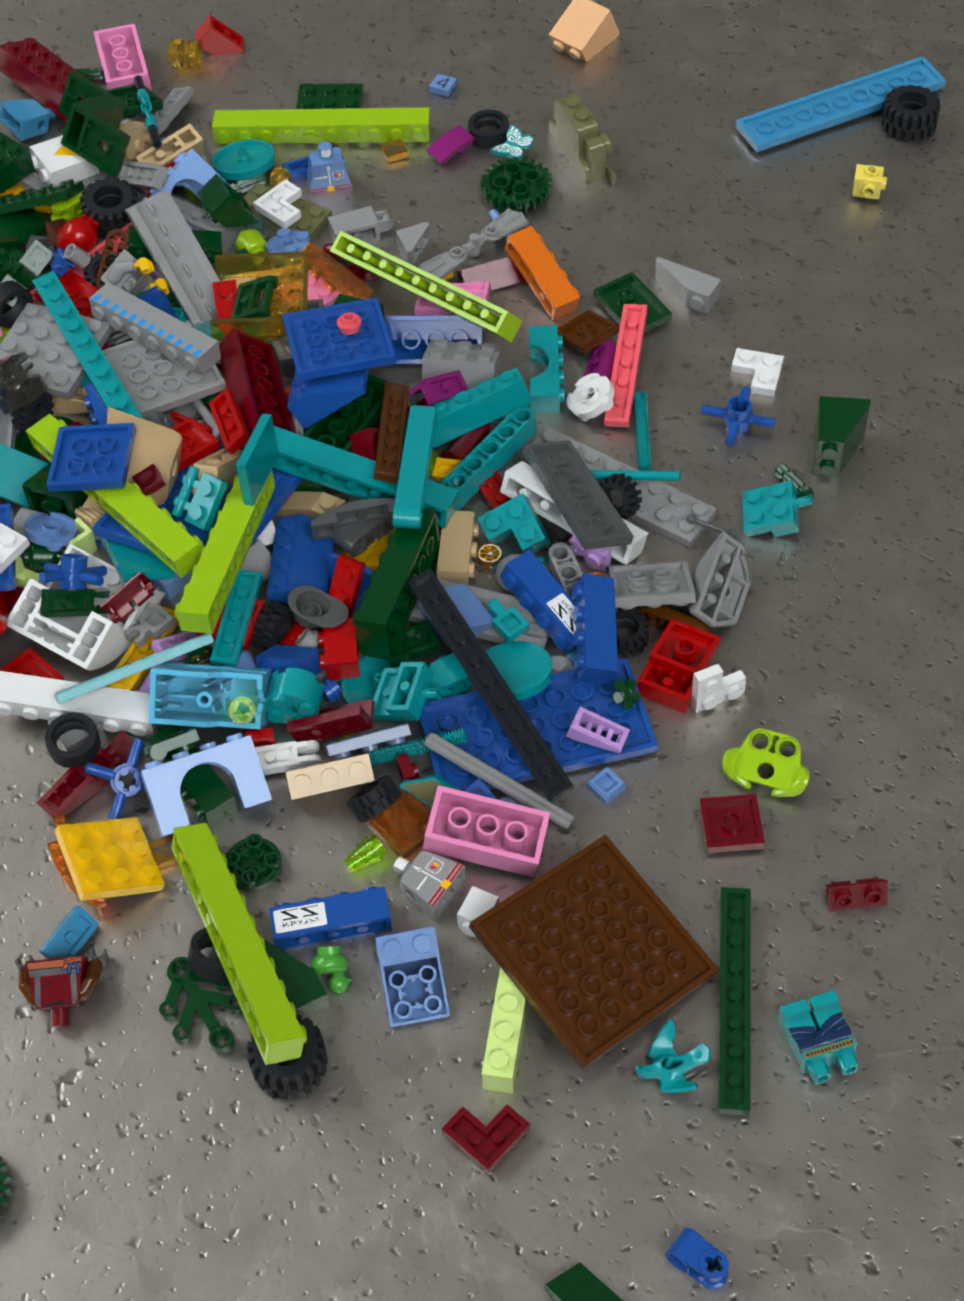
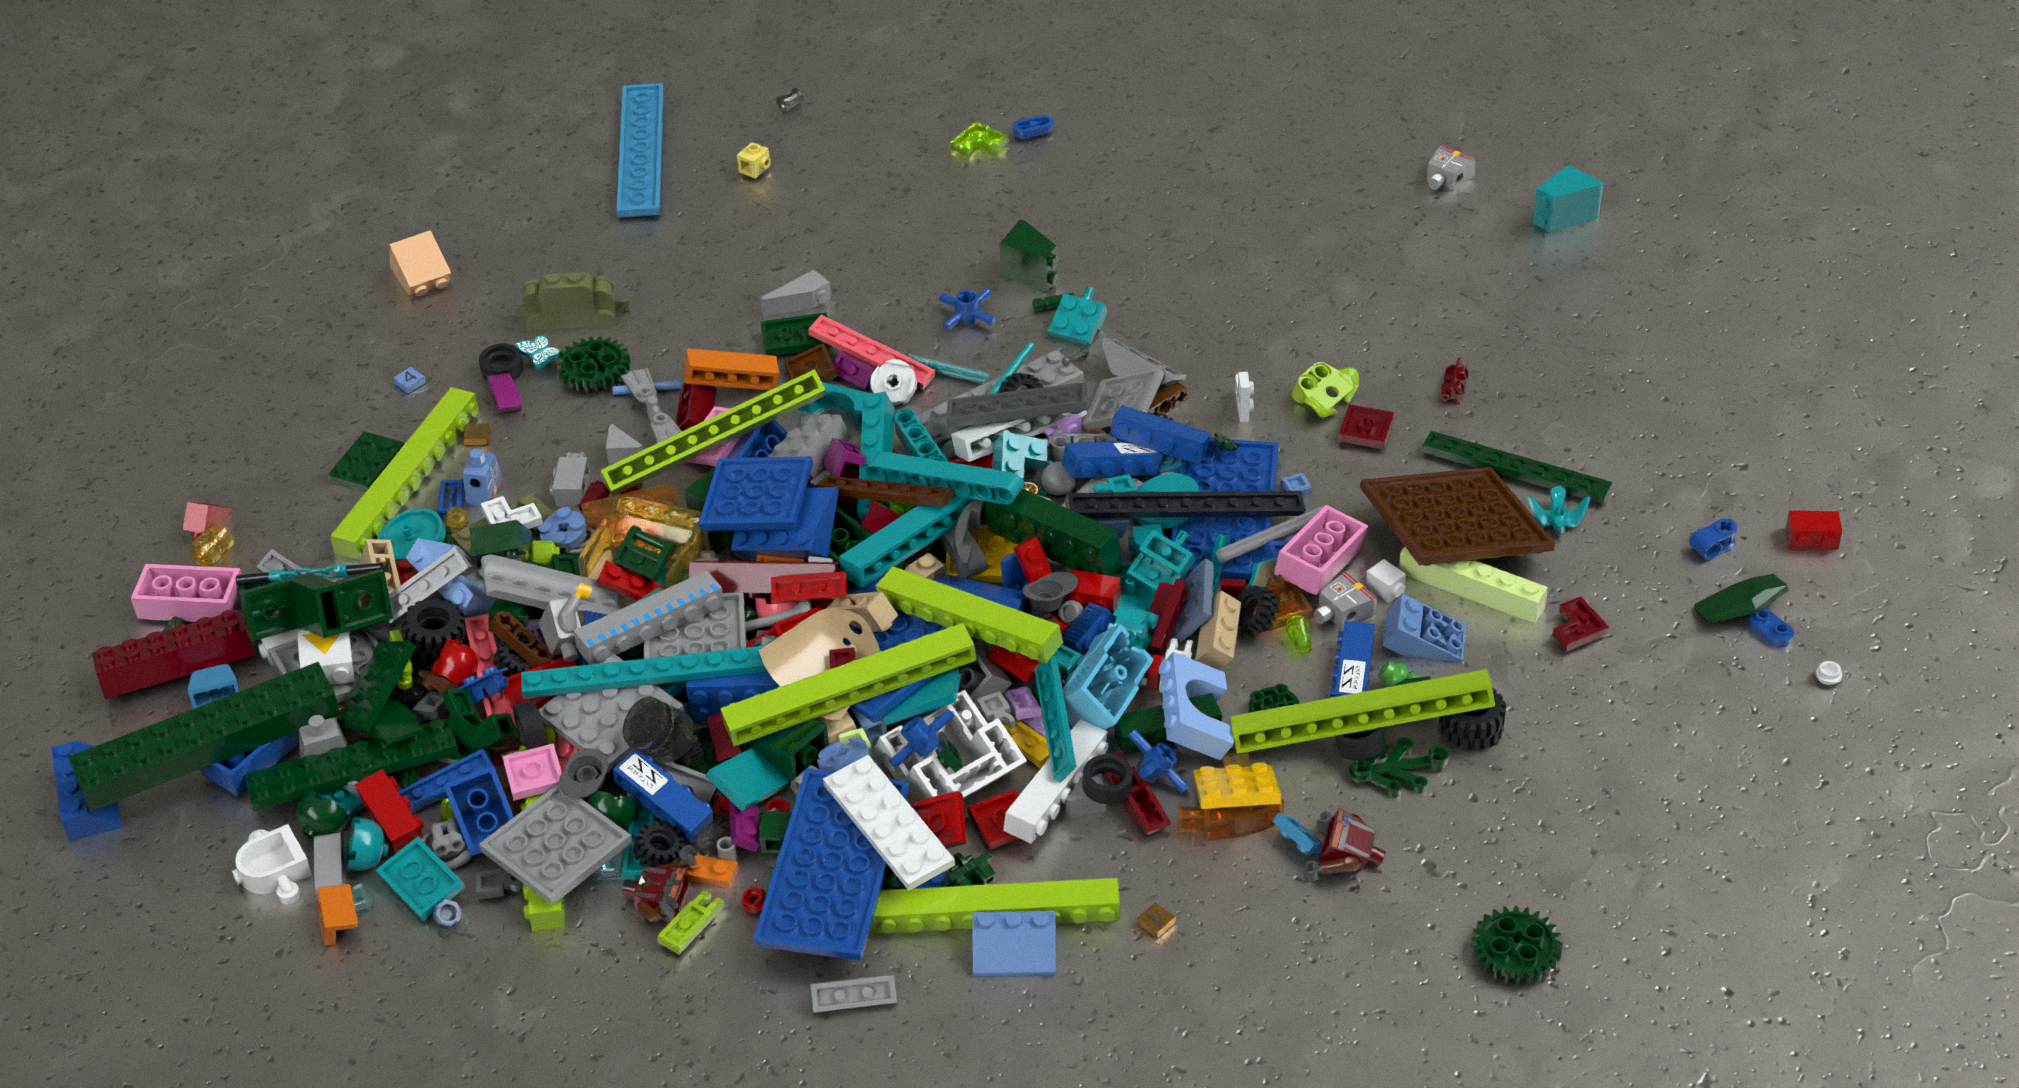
camera: 70 degrees left, 10 degrees down
(77, 255) = (494, 655): light grey hinge -> none
(91, 457) = (811, 677): blue plate -> none
(137, 589) = (971, 694): dark red hinge -> none
(178, 741) = (1153, 705): plate -> none
(205, 500) = (904, 615): teal plate -> none
(239, 716) = (1133, 659): clear neon green cone -> none
(257, 459) = (899, 555): teal tile -> none
(349, 323) = (750, 476): coral plate -> none
(595, 739) = (1249, 470): lavender slope -> none
(674, 661) = (1207, 408): red slope -> none
(763, 366) = (918, 282): white plate -> none
(819, 1036) = (1567, 433): teal hips -> none
(911, 112) = (689, 112): black tyre -> none

